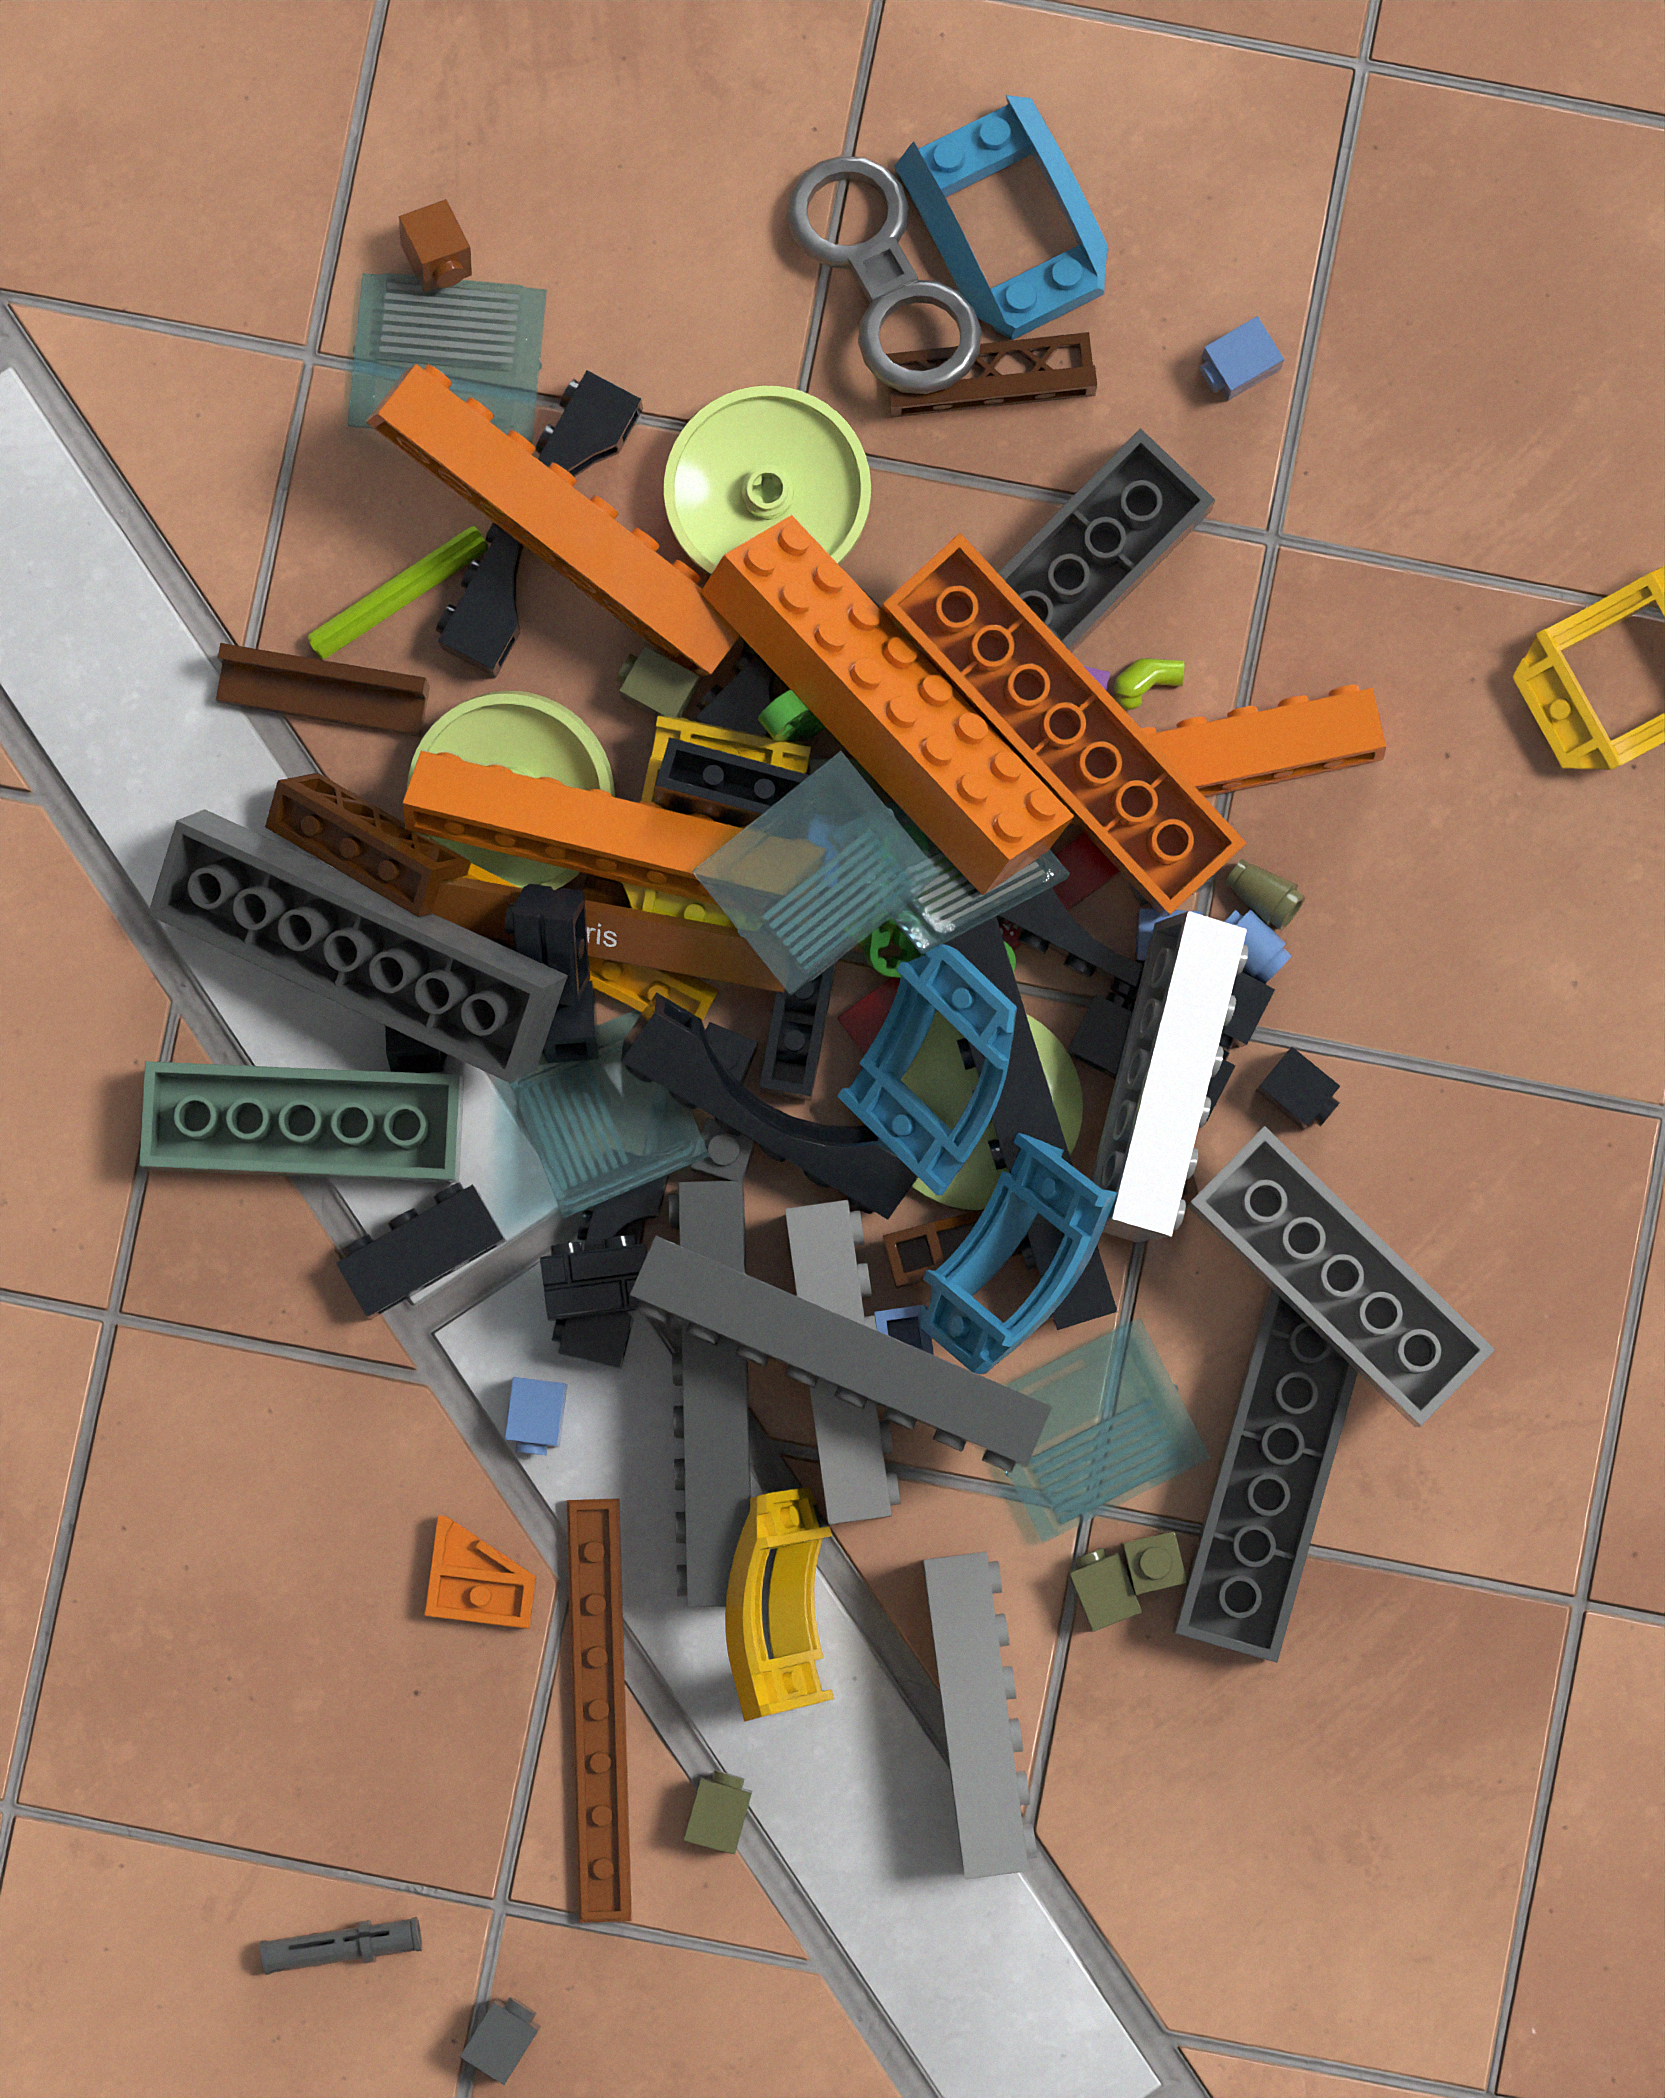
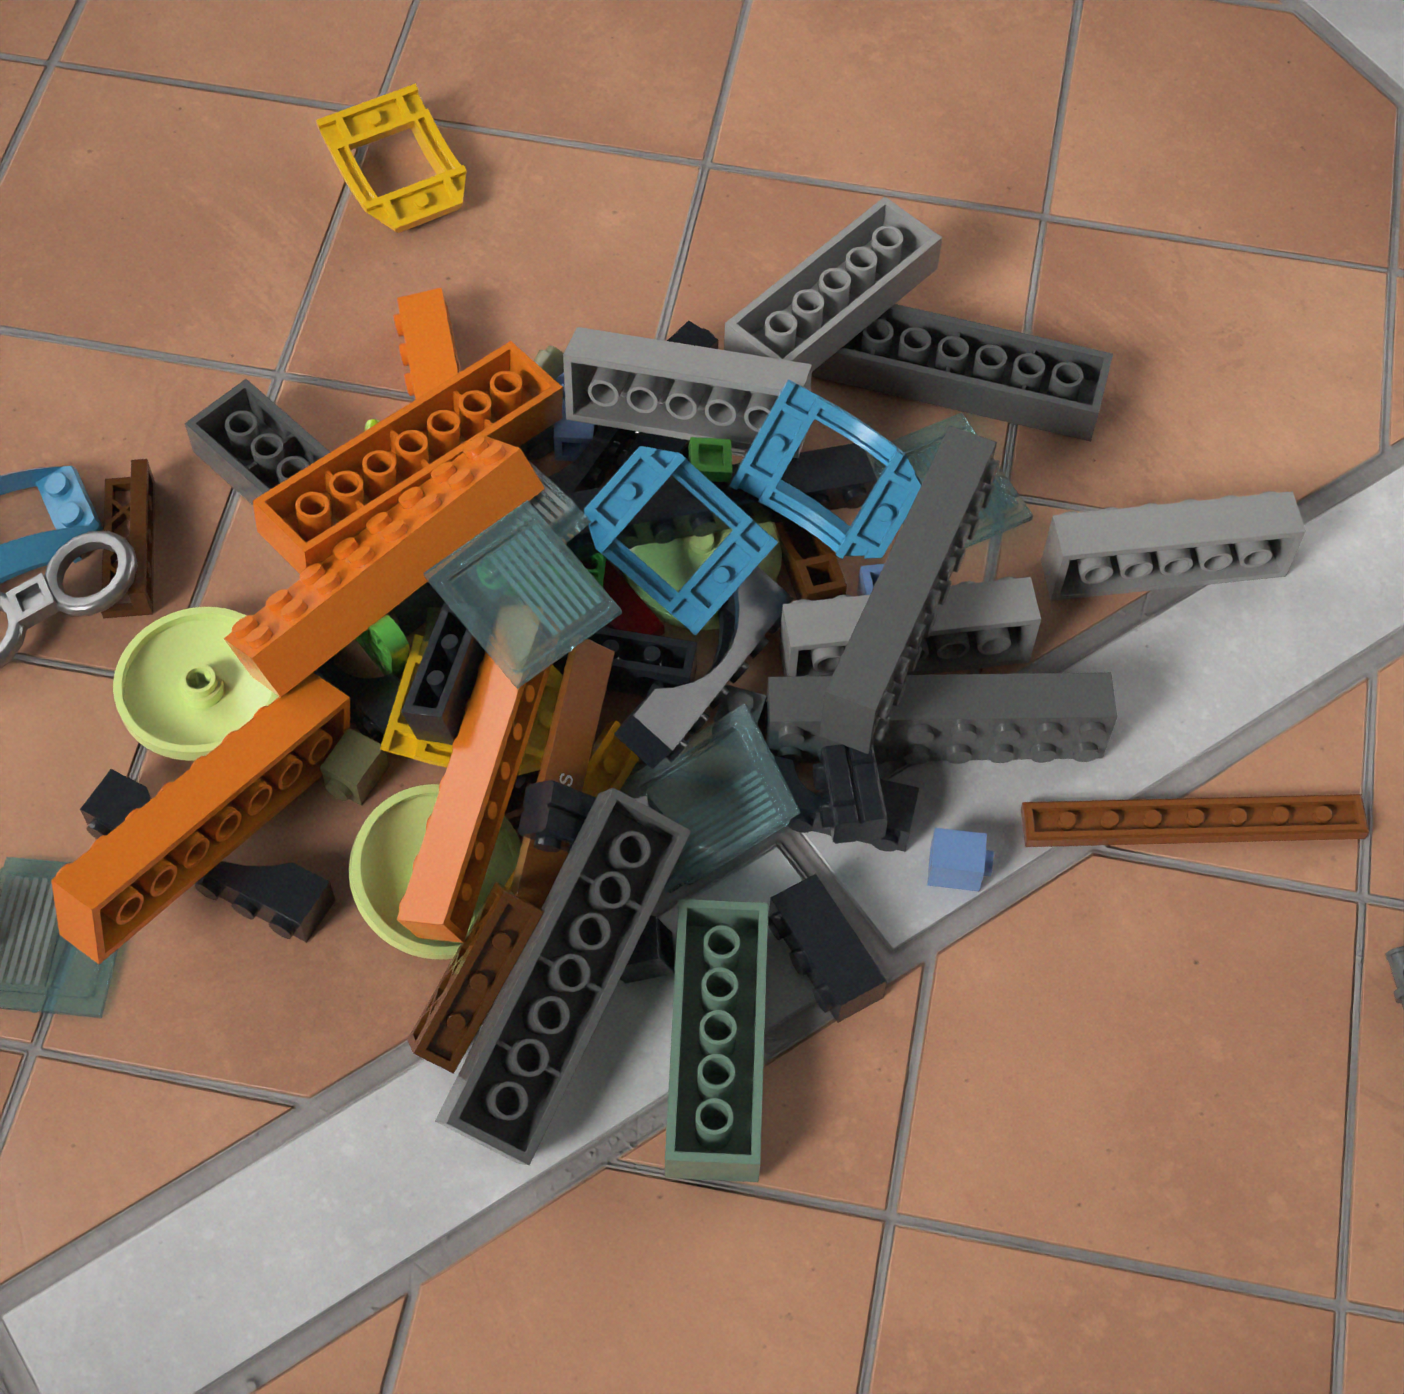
camera: 95 degrees left, 25 degrees down
(322, 690) = (332, 1032): reddish brown fence -> none
(397, 592) = (255, 973): lime axle -> none
(476, 1580) = (1100, 908): orange wing -> none
(719, 1812) = (1268, 728): olive brick -> none
(790, 1679) = (1125, 672): yellow wedge -> none
(1054, 1107) = (712, 457): none -> bright green plate
(1103, 1589) = (1066, 475): olive brick -> none
(1154, 1562) = (1043, 442): olive brick -> none
(1240, 359) = (140, 380): medium blue brick -> none

